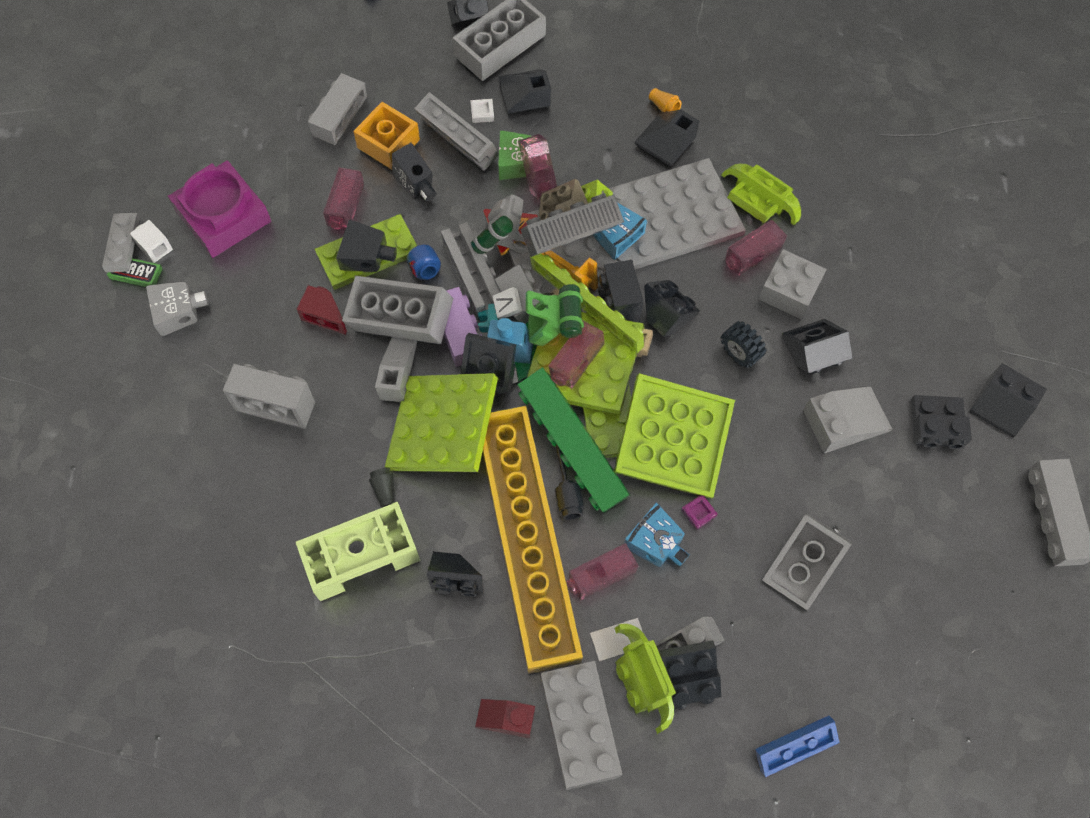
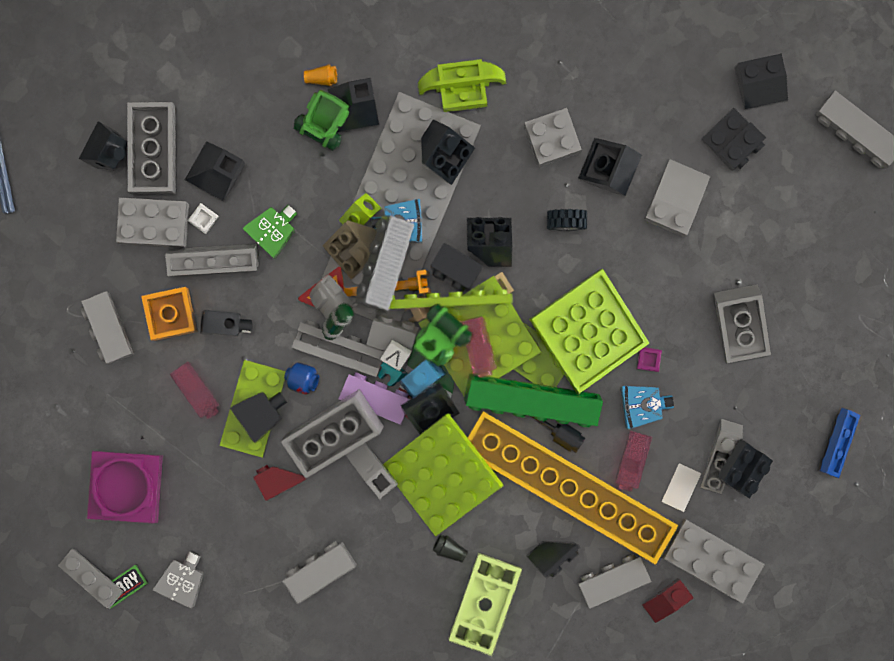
camera: 50 degrees left, 20 degrees up
(151, 241) = (108, 556): white brick -> none
(446, 76) = (152, 223): none -> light grey brick
(479, 650) = (613, 580): none -> light grey brick
(537, 164) = (301, 231): clear pink brick -> none
(635, 118) = (323, 119): none -> bright green piece
(645, 676) = (722, 498): lime plate -> none
(701, 214) = (444, 151): none -> black slope
(755, 247) = (501, 134): clear pink brick -> none

